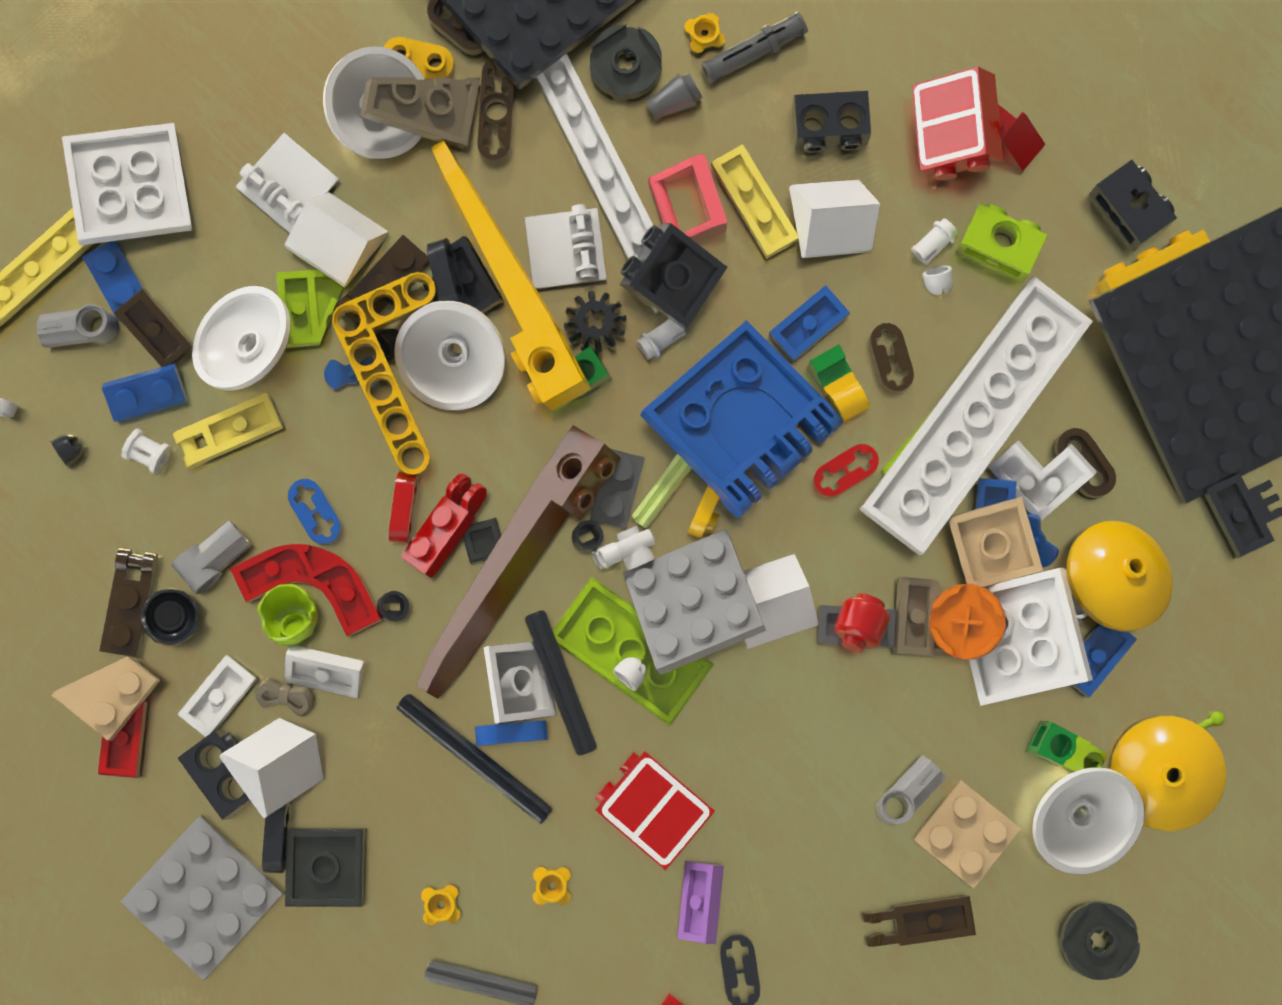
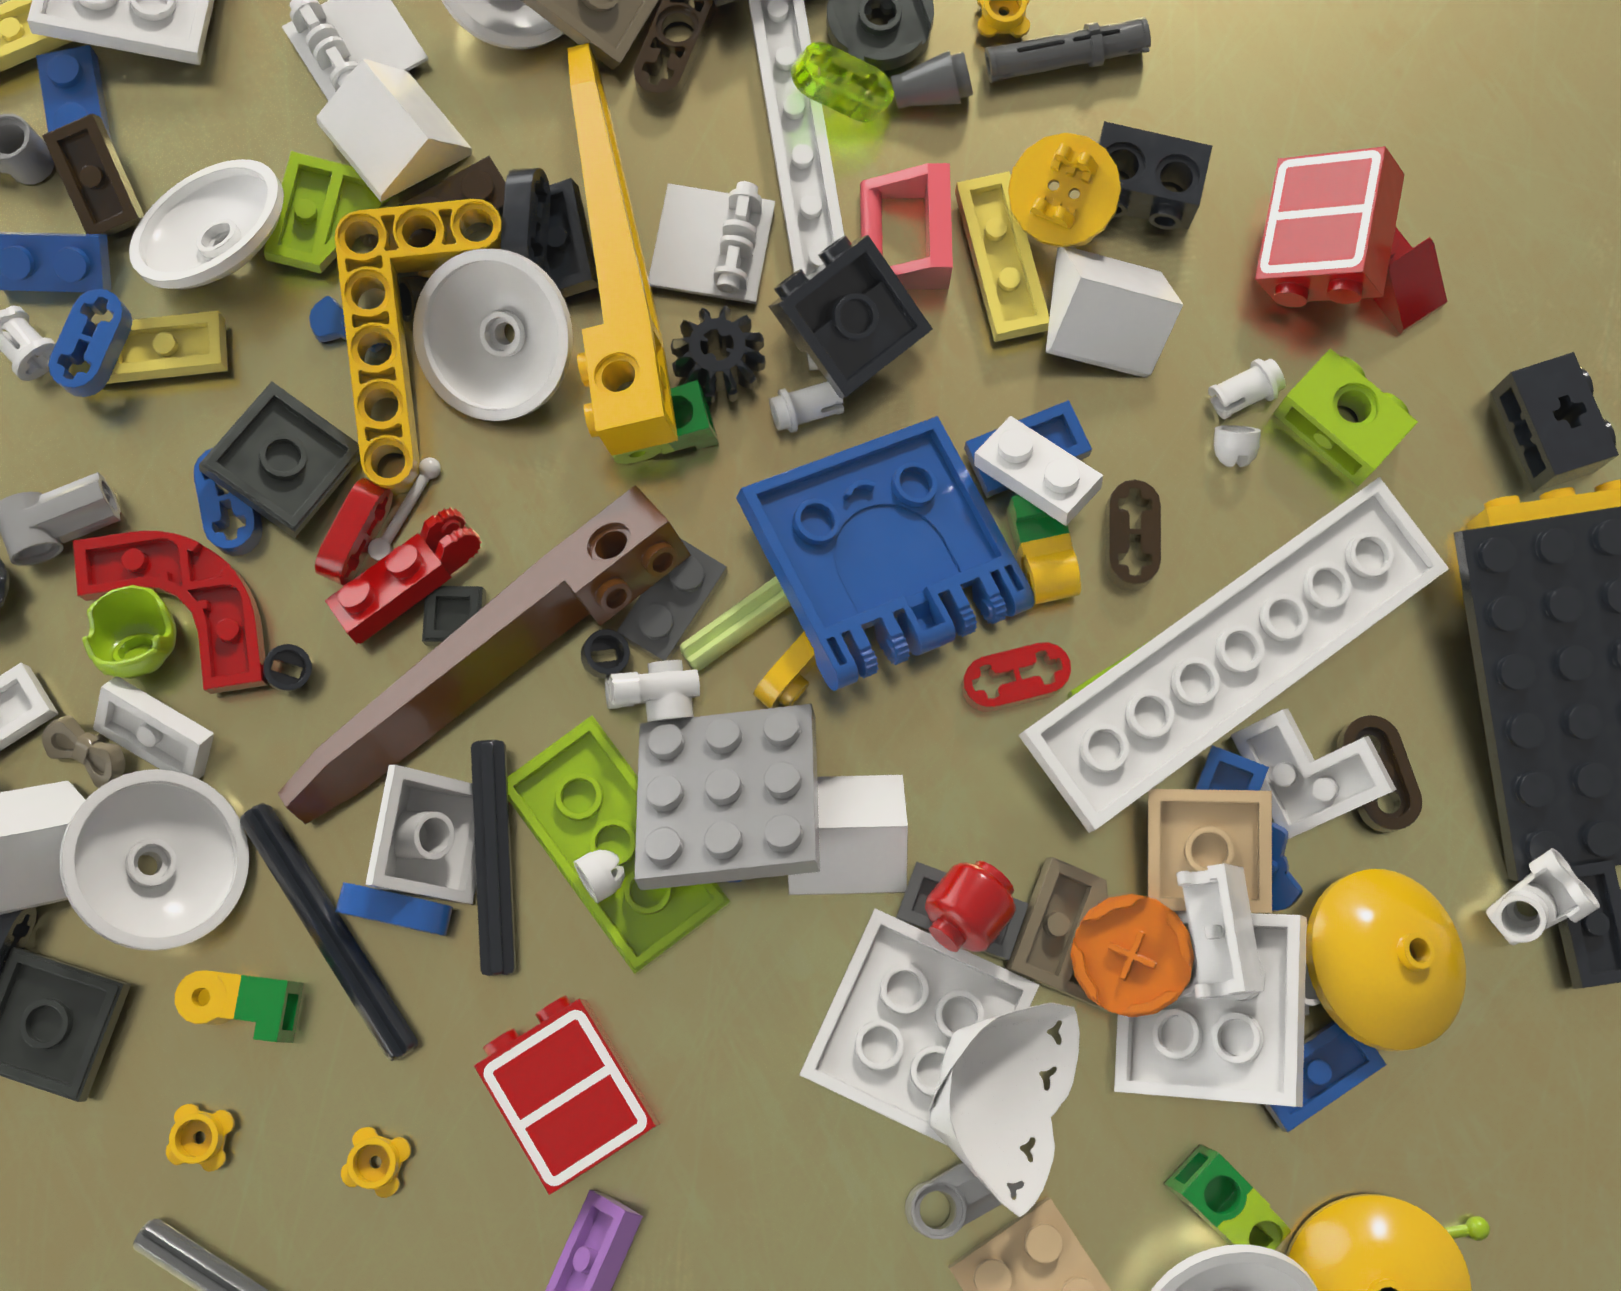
camera: 15 degrees right, 5 degrees down
(204, 440) = (86, 342): none -> blue beam
(342, 475) = (281, 459): none -> pearl dark grey plate
(377, 739) = (188, 833): none -> white dish
(422, 511) = (380, 547): none -> white hinge
(423, 818) = (220, 997): none -> leg
(617, 121) = (843, 82): none -> clear neon green beam
(785, 132) = (1076, 165): none -> yellow plate
(821, 339) = (1038, 470): none -> white plate
(852, 706) = (898, 1017): none -> white plate
(912, 733) = (997, 1101): none -> white piece
(1016, 591) = (1221, 931): none -> white hinge
(1208, 506) = (1551, 890): none -> white plate

